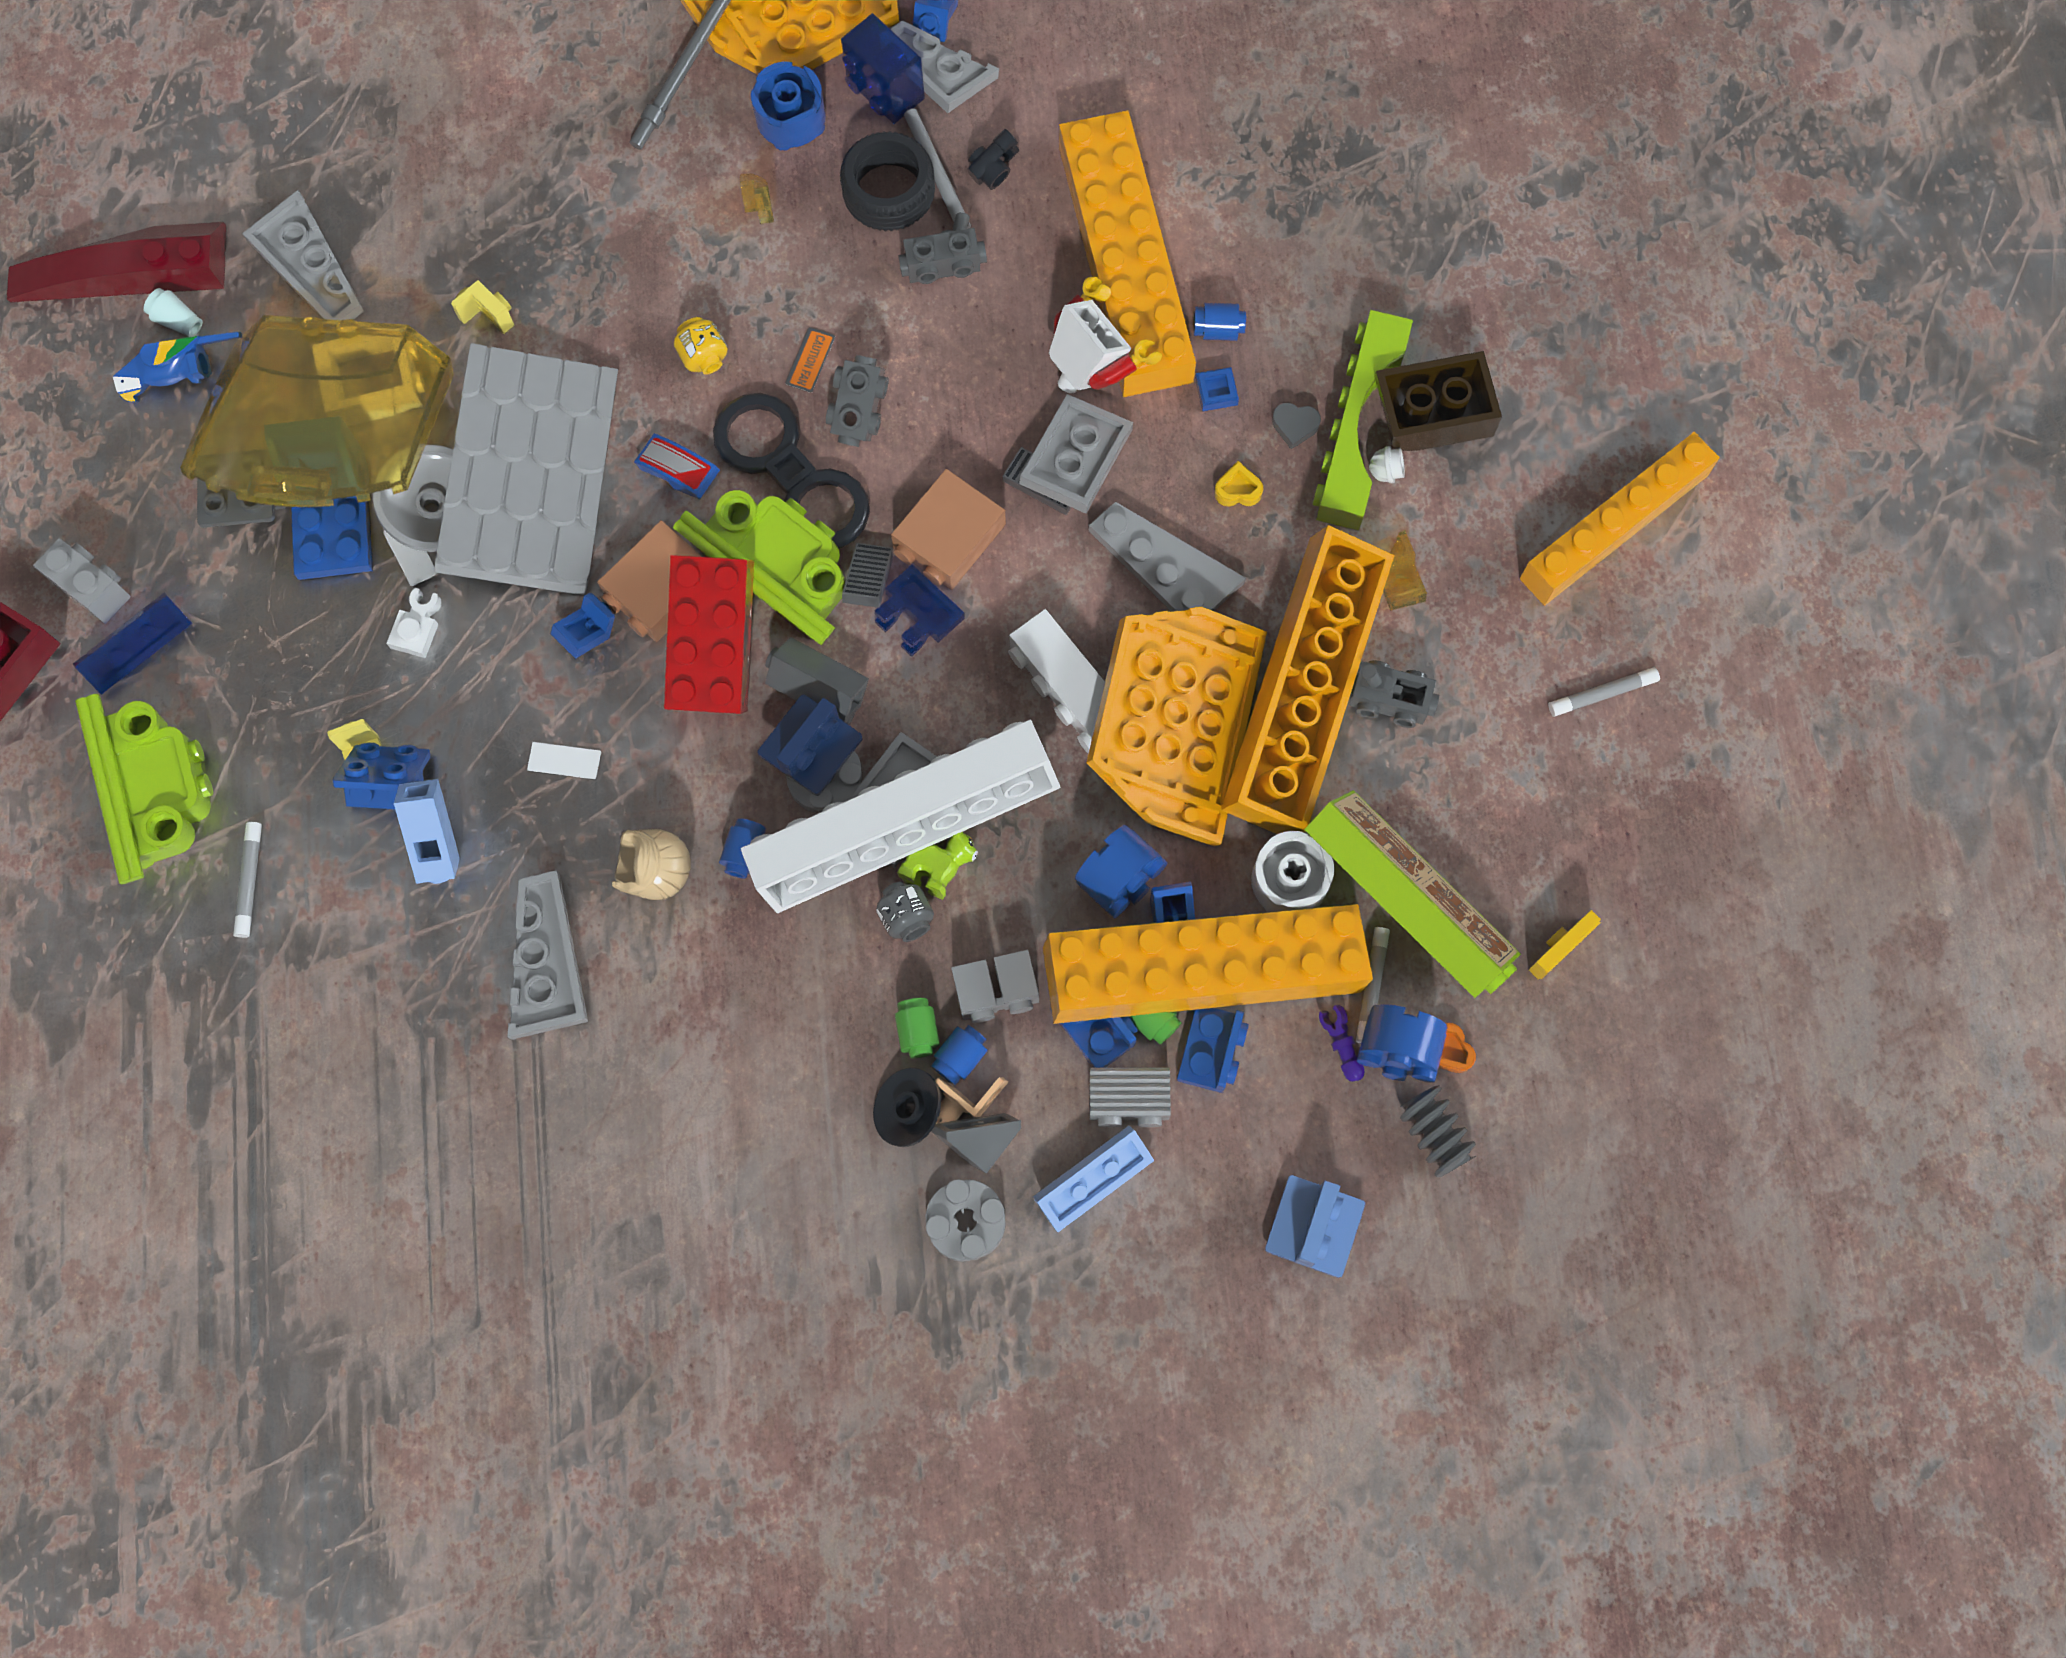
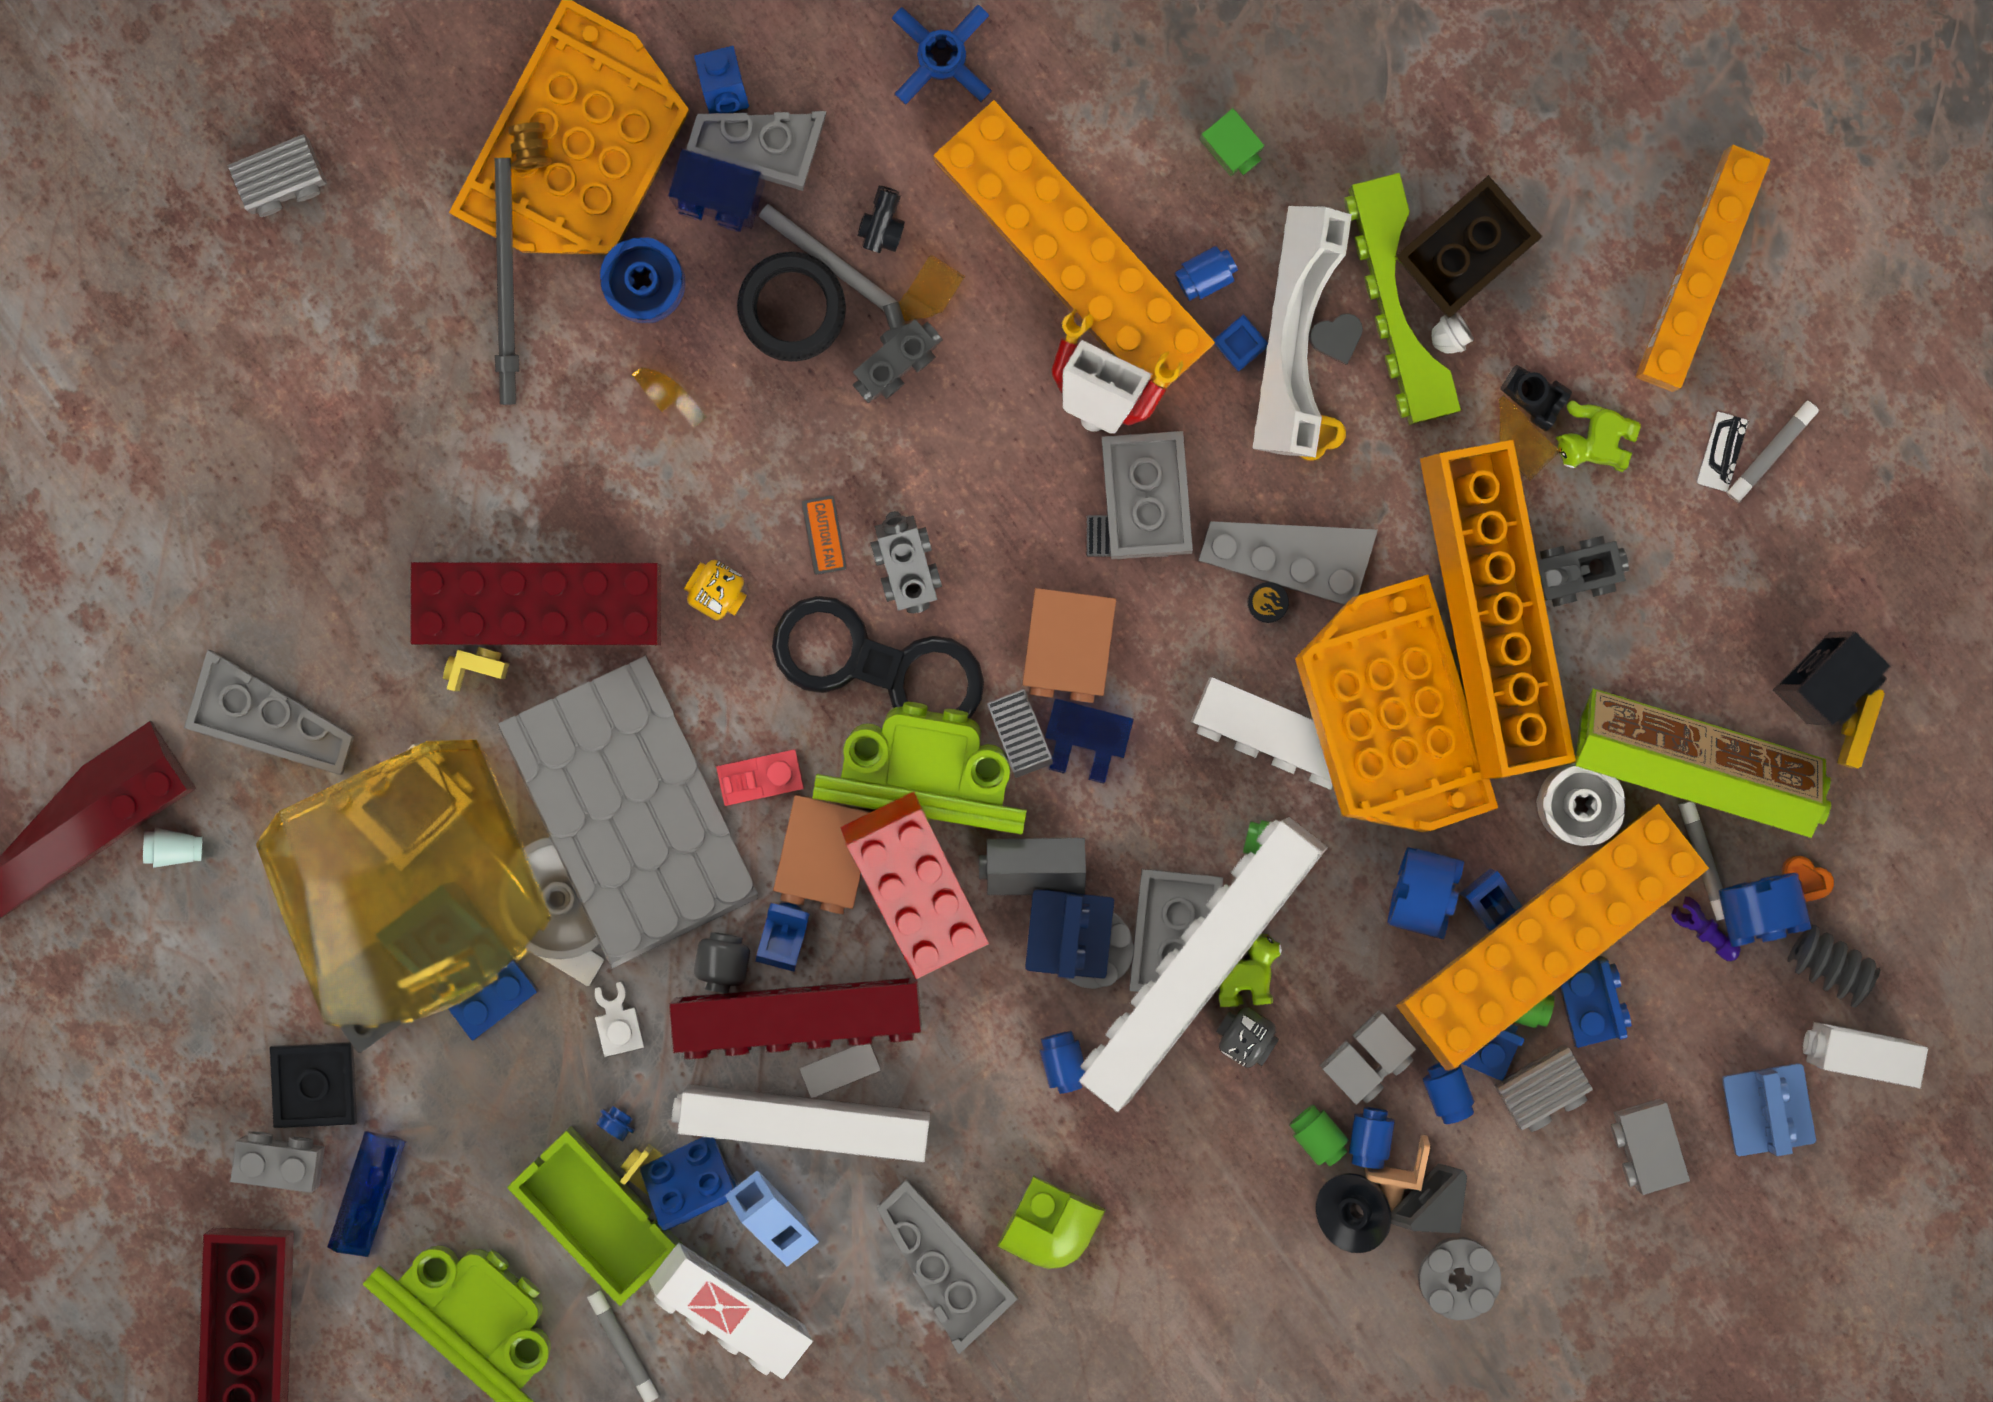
camera: 25 degrees left, 15 degrees up
(154, 544) = (313, 1085): none -> black tile
(167, 364) = (206, 901): blue animal -> none
(291, 755) = (594, 1215): none -> lime piece
(343, 886) = (729, 1311): none -> white brick
(360, 698) = (615, 1123): none -> blue plate
(503, 772) = (802, 1122): none -> white brick
(524, 621) = (721, 962): none -> dark grey head
(553, 686) = (795, 1016): none -> dark red brick
(561, 285) = (535, 603): none -> dark red brick
(645, 503) = (760, 777): none -> coral plate
(649, 976) = (1050, 1226): none -> lime brick
(651, 864) = (990, 1127): tan hair -> none
(677, 465) = (767, 724): slope -> none
(1001, 229) = (930, 290): none -> clear yellow slope
(1047, 1053) = (1449, 1093): none -> blue brick
(1093, 1178) = (1553, 1180): light blue plate -> none
(1108, 70) = (941, 38): none -> blue bar
(1125, 588) = (1268, 602): none -> black tile
(1193, 1194) = (1650, 1147): none -> light grey brick
(1226, 445) = (1310, 252): none -> white arch
(1294, 241) = (1233, 144): none -> bright green brick
(1425, 1217) = (1865, 1054): none -> white window
(1436, 550) = (1542, 398): none -> black plate
(1463, 610) = (1602, 439): none -> lime animal
(1561, 672) = (1722, 451): none -> sticker
(1562, 878) = (1833, 679): none -> black brick

